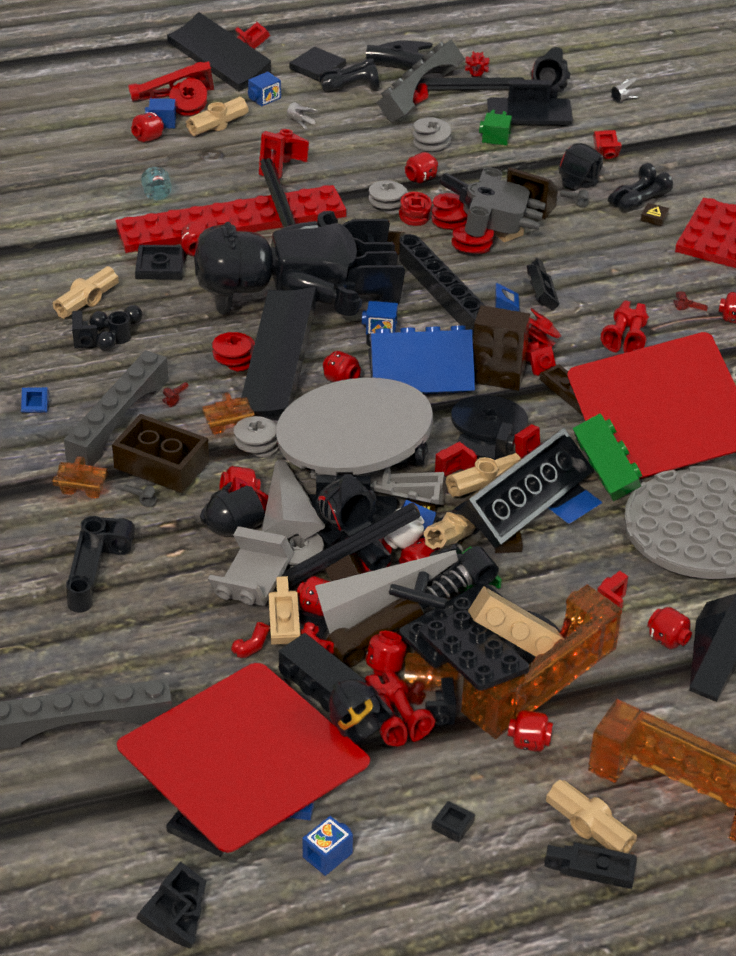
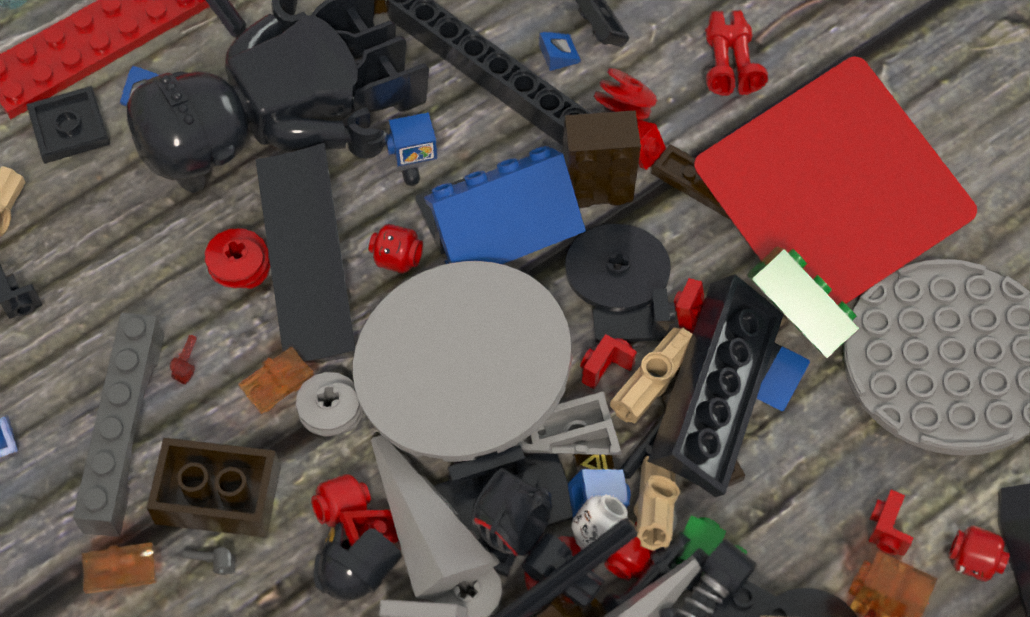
camera: 20 degrees left, 20 degrees up
(118, 326) = (29, 265): black piece -> none
(190, 235) = (104, 73): red head -> none

